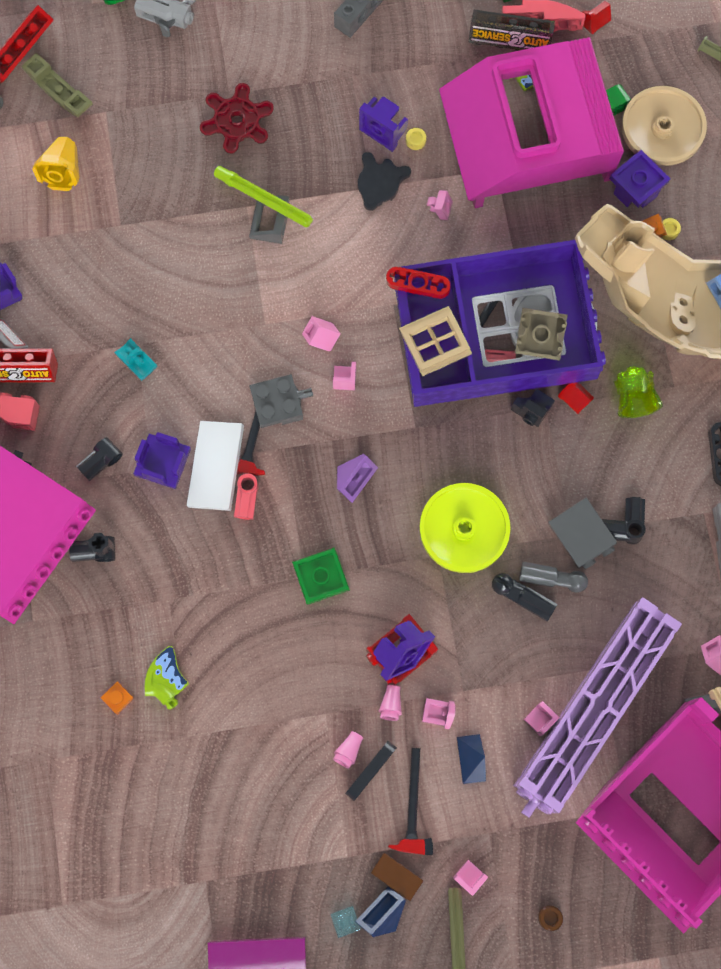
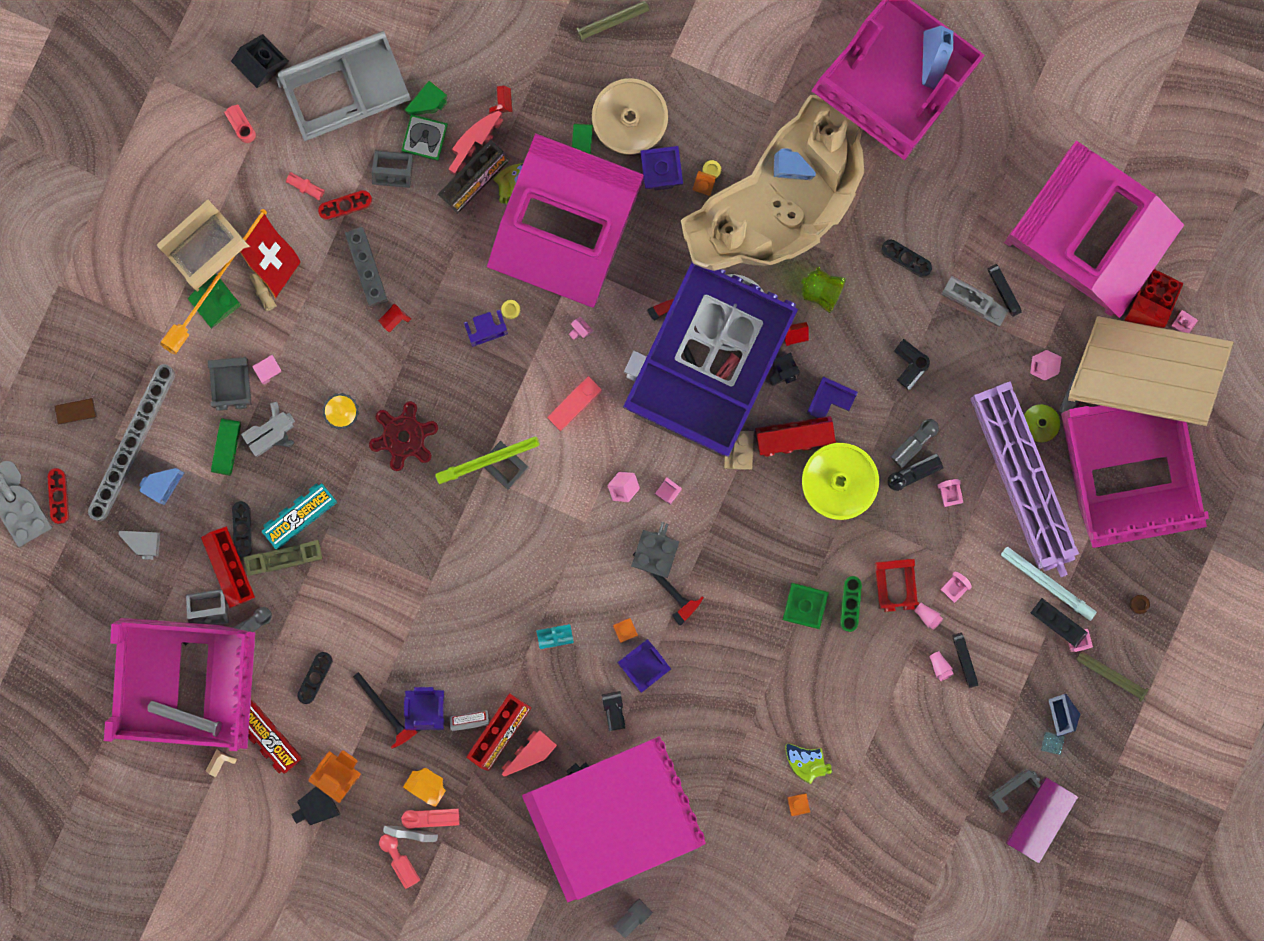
camera: 60 degrees left, 10 degrees up
(58, 165) = (354, 596): yellow cone -> none
(63, 33) = (247, 514): none -> black beam
(97, 548) = (682, 753): black piece -> none
(104, 77) = (299, 516): none -> brick
(185, 422) = (625, 630): none -> orange plate
(215, 465) = (674, 629): white tile -> none
(223, 52) = (340, 411): none -> yellow piece
(246, 498) = (715, 623): coral piece -> none
(250, 896) = (997, 795): none -> dark grey panel
(339, 44) = (393, 318): none -> red tile
(354, 476) = (748, 534): medium lavender slope -> none
(359, 608) = (856, 596): none -> green beam
(370, 243) = (575, 403): none -> coral slope
(380, 181) = (528, 361): black tile -> none
(397, 876) = (1046, 689): reddish brown tile -> none
(407, 654) = (906, 593): dark purple panel -> none
(411, 843) = (1030, 665): black piece -> none
(426, 323) = (683, 412): tan piece -> none
(428, 419) = (742, 452): none -> tan plate
(435, 280) = (663, 391): red beam -> none
(471, 759) = (1001, 585): dark blue slope -> none
(473, 843) = (1059, 622): none -> black plate
(478, 457) = (795, 436): none -> red brick
(505, 853) = (1078, 605): none -> light aqua axle
(529, 645) = (951, 492): none -> bright pink tile
(539, 462) = (830, 393): none -> dark purple panel
(541, 334) = (746, 336): dark tan slope -> none
(541, 718) = (1007, 519): bright pink panel -> none
(583, 534) = (899, 401): dark grey panel -> none
(652, 699) = (1052, 422): none -> lime dish

